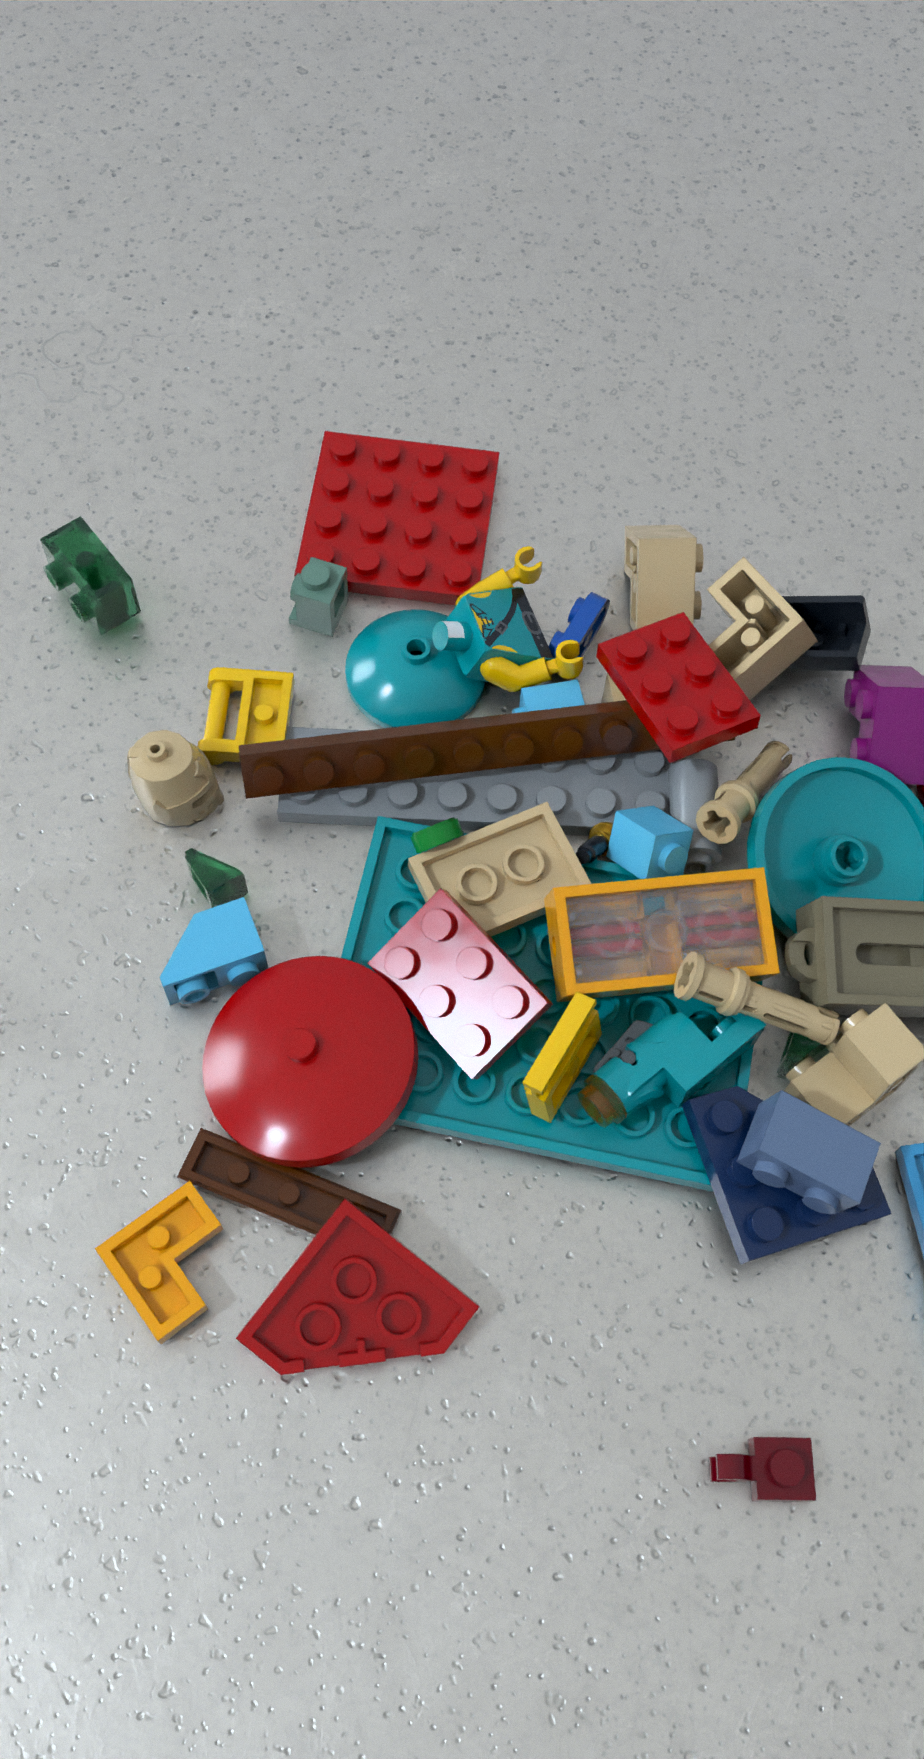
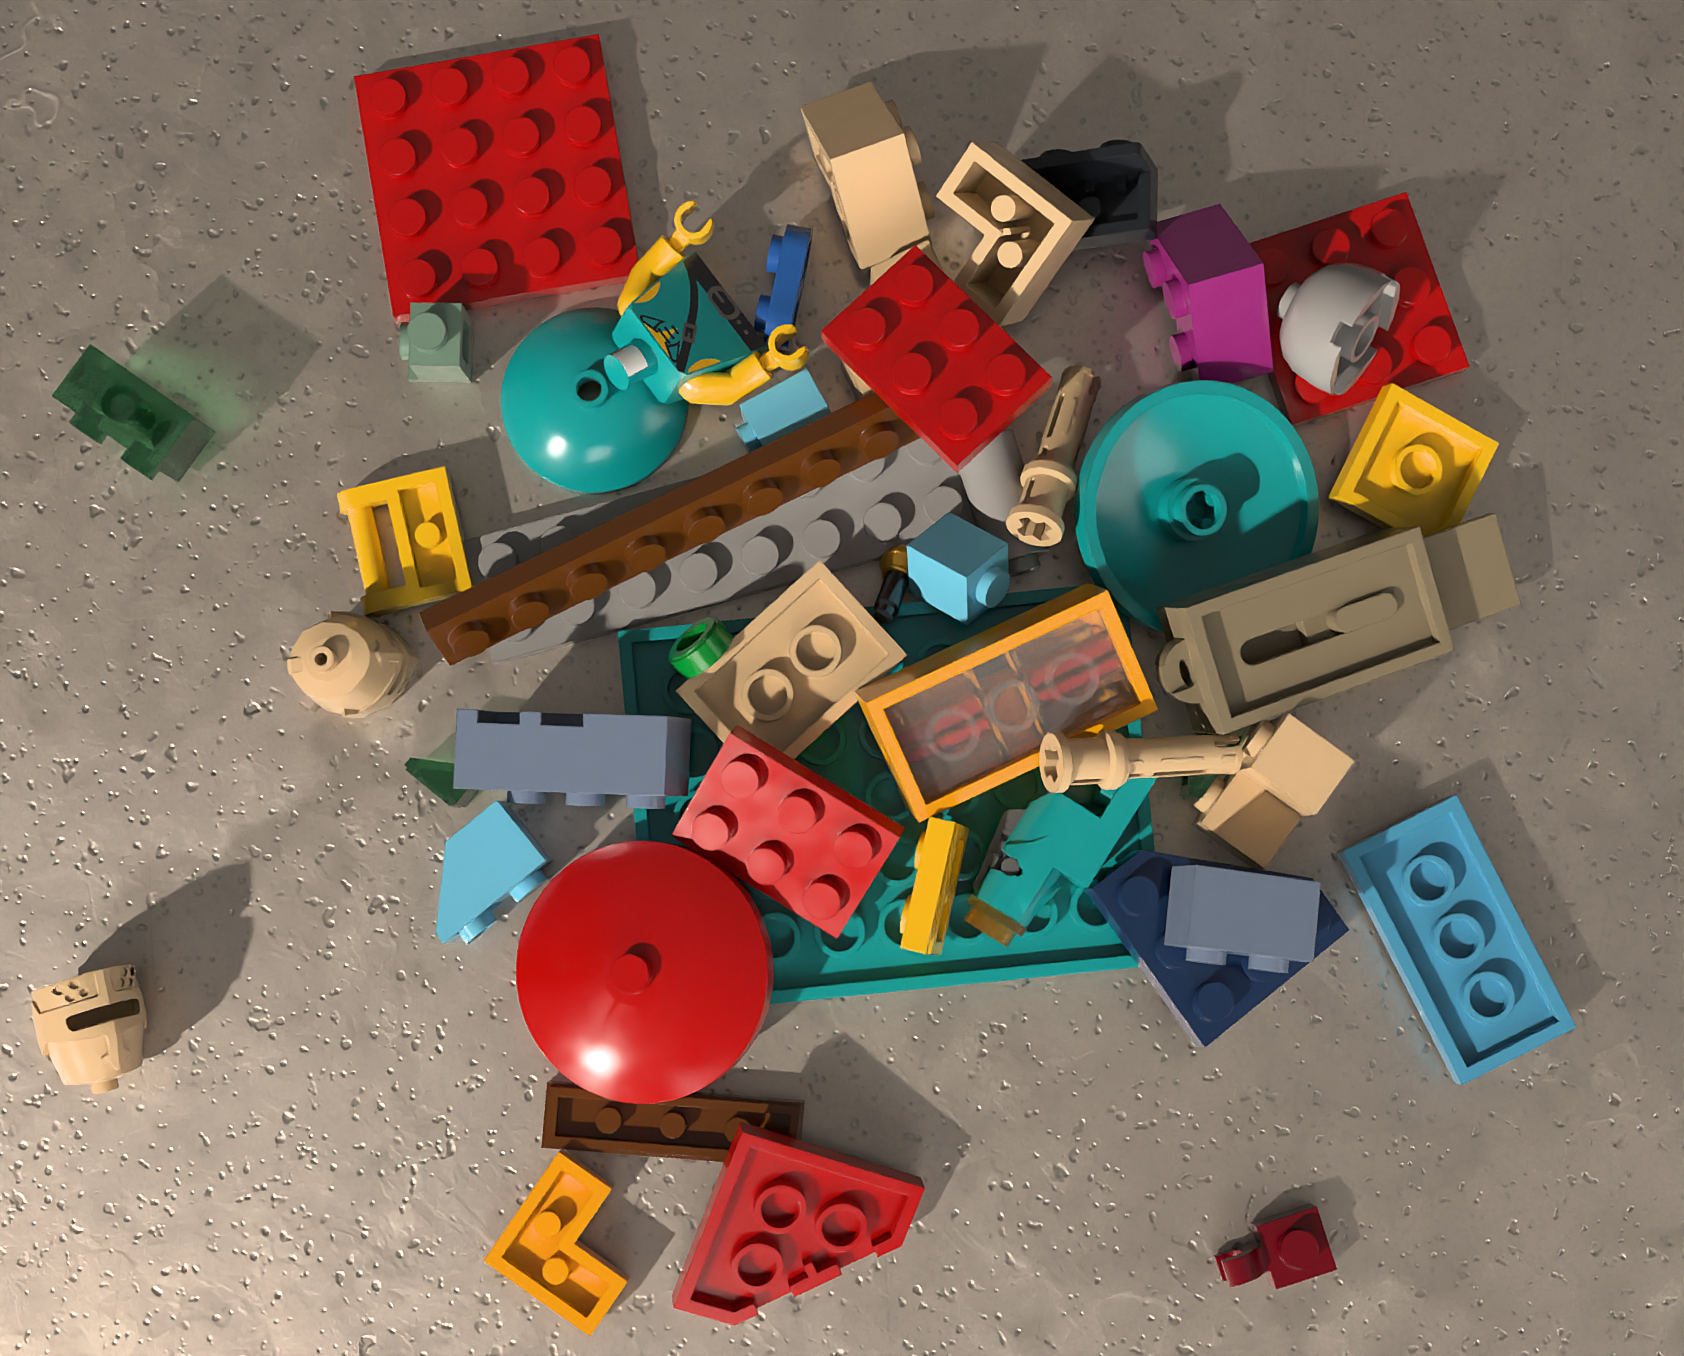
camera: 15 degrees left, 20 degrees up
(314, 883) = (573, 756): none -> sand blue wedge

